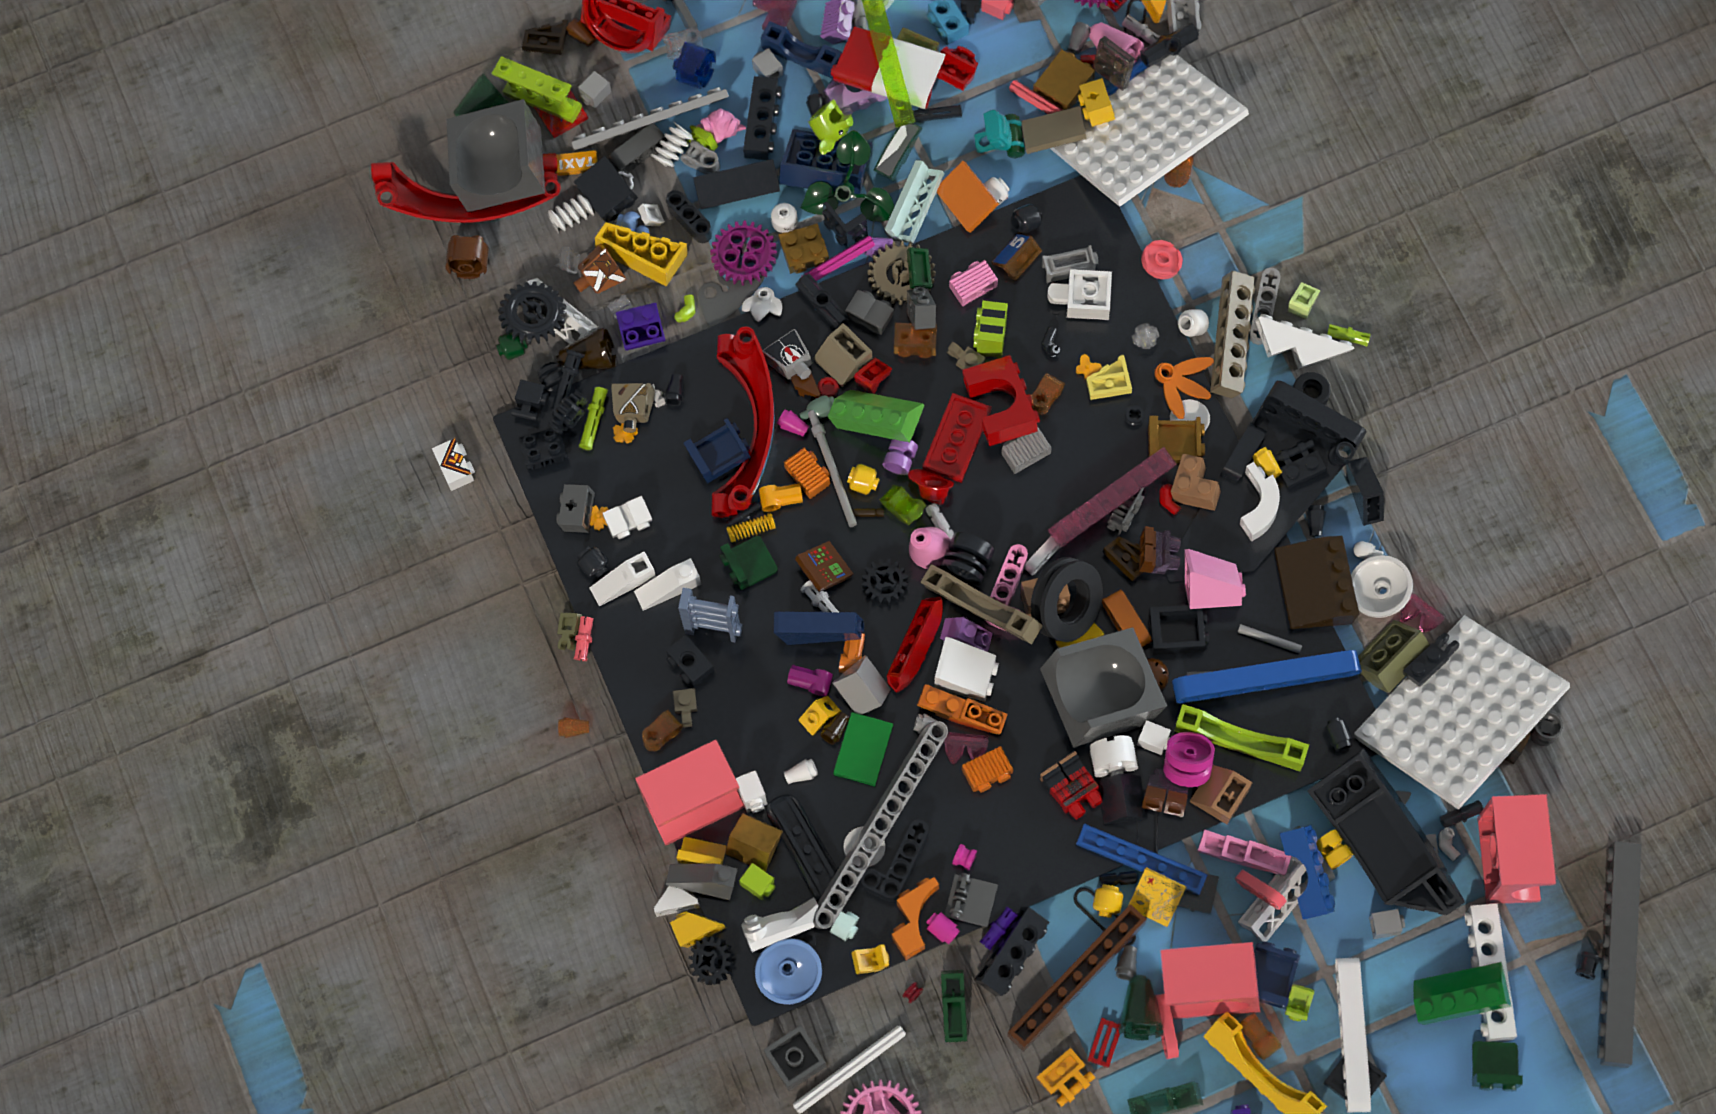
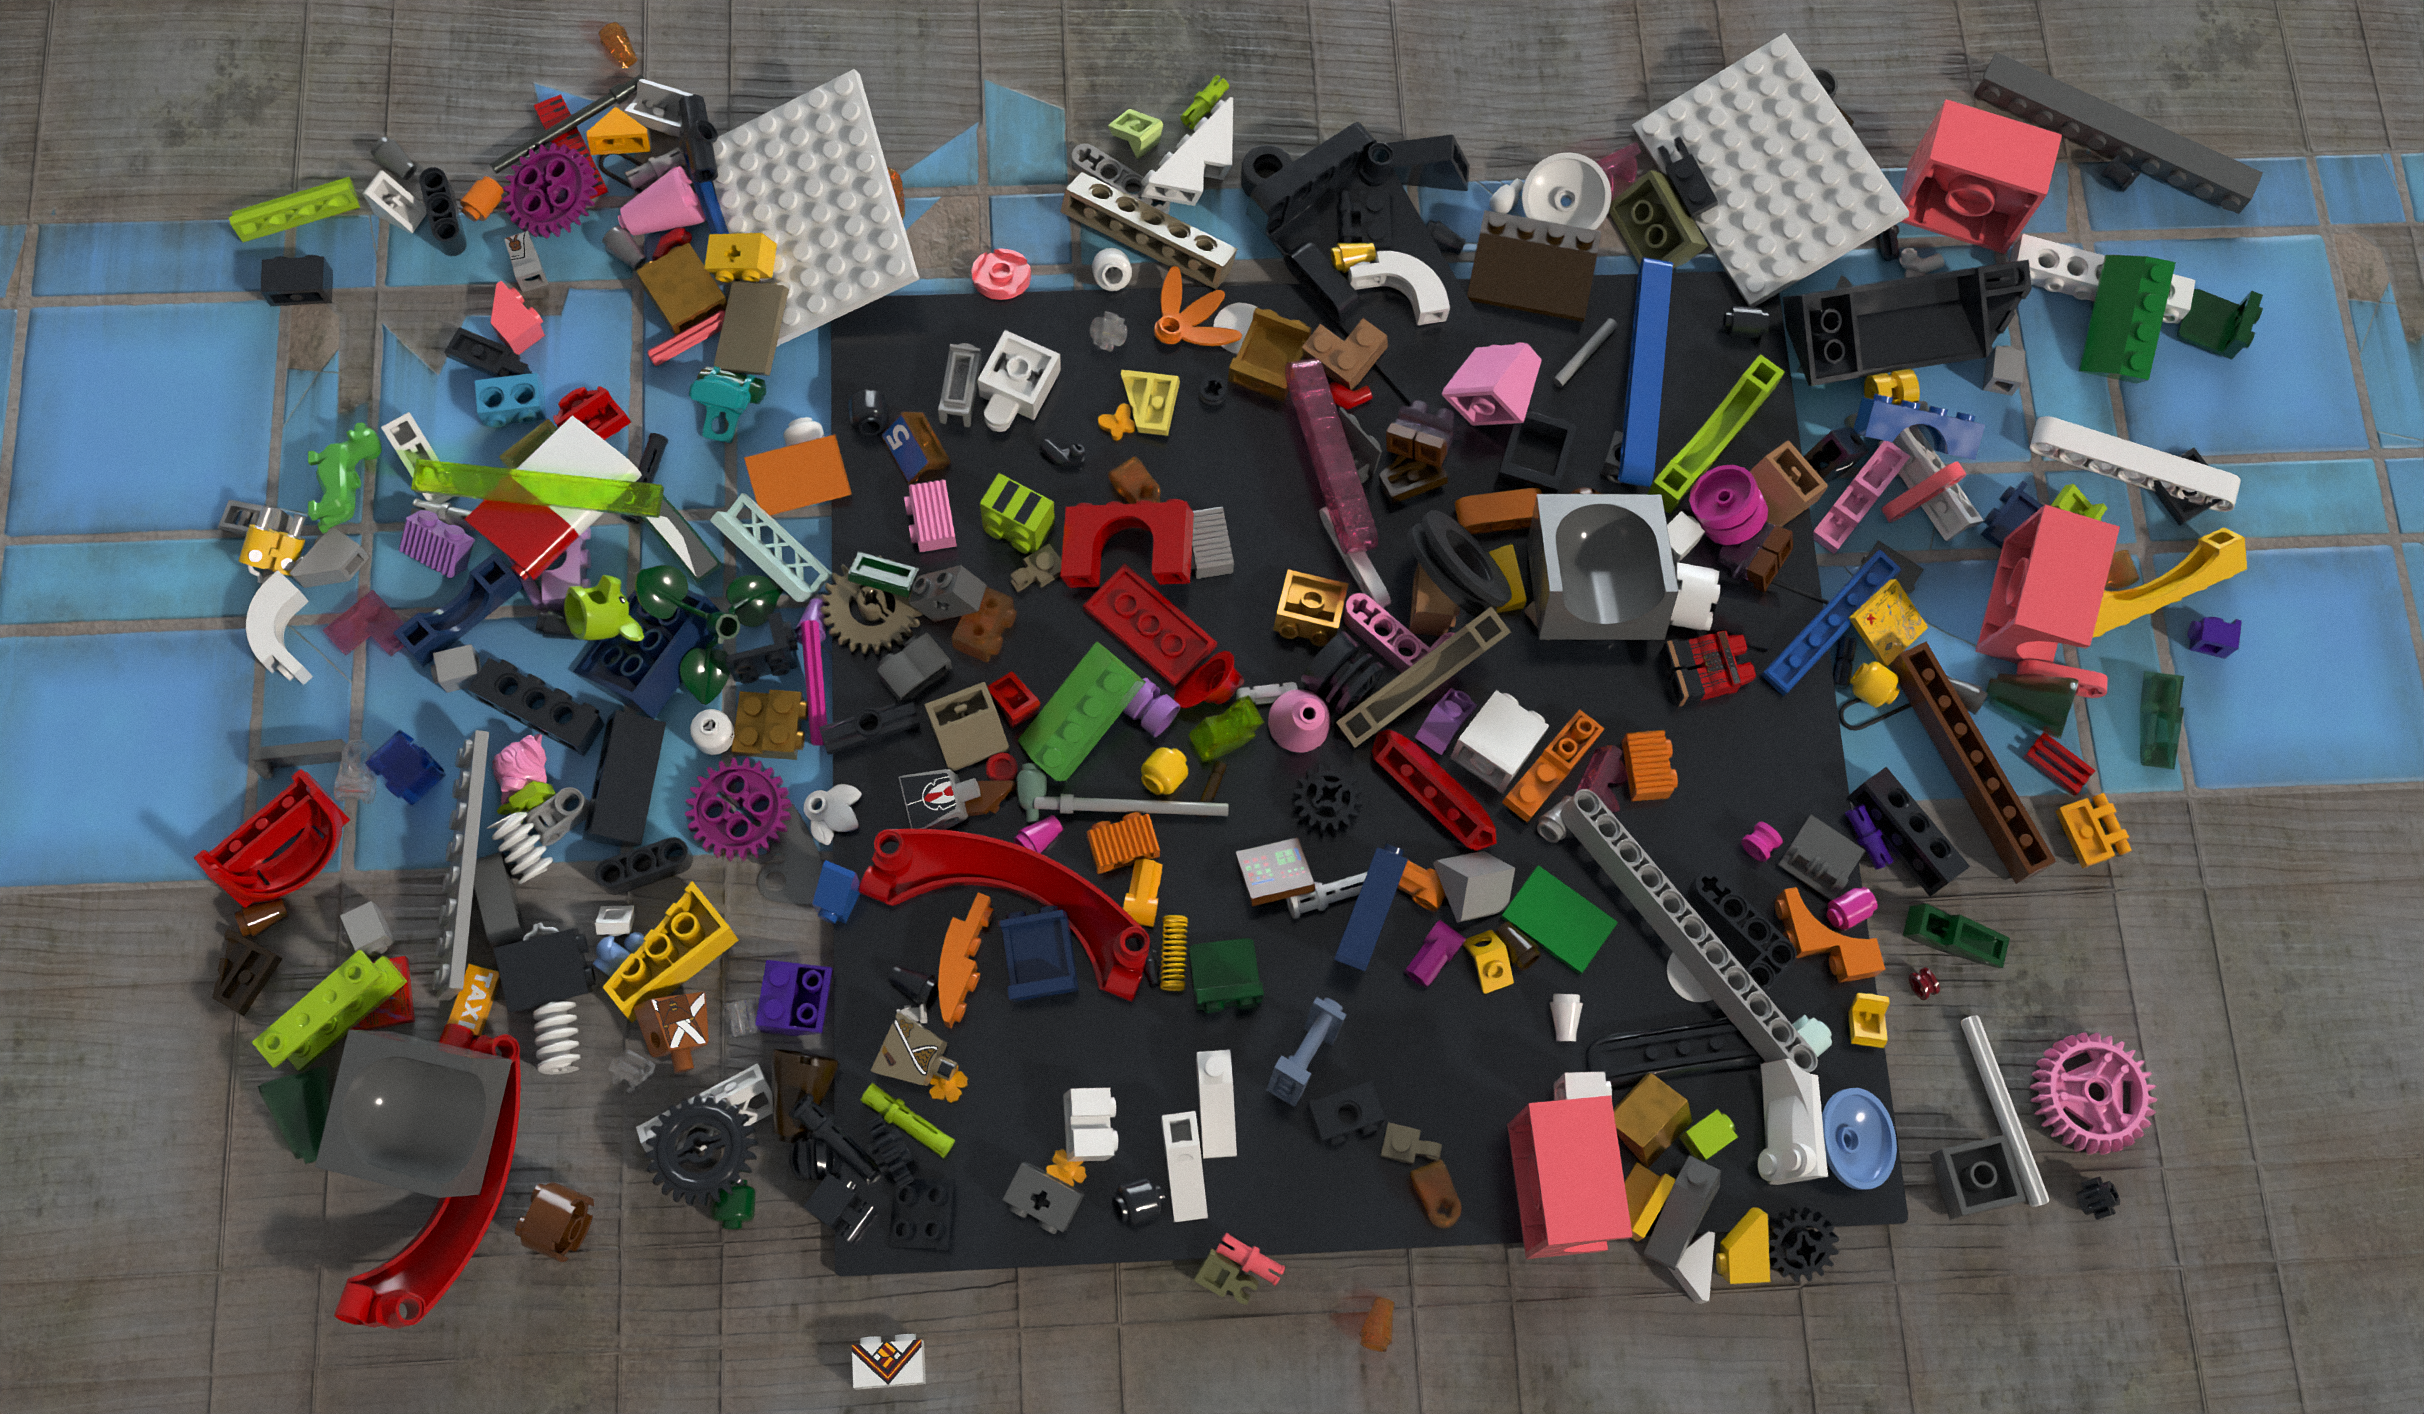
camera: 80 degrees left, 0 degrees up
(687, 311) = (792, 922): lime arm -> none
(690, 408) = (956, 971): none -> orange slope
(709, 323) = (836, 893): none -> blue slope
(1007, 525) = (1310, 607): none -> pearl gold plate
(1113, 63) = (696, 210): clear smoke plate -> none
(1261, 822) = (1840, 450): none -> black torso

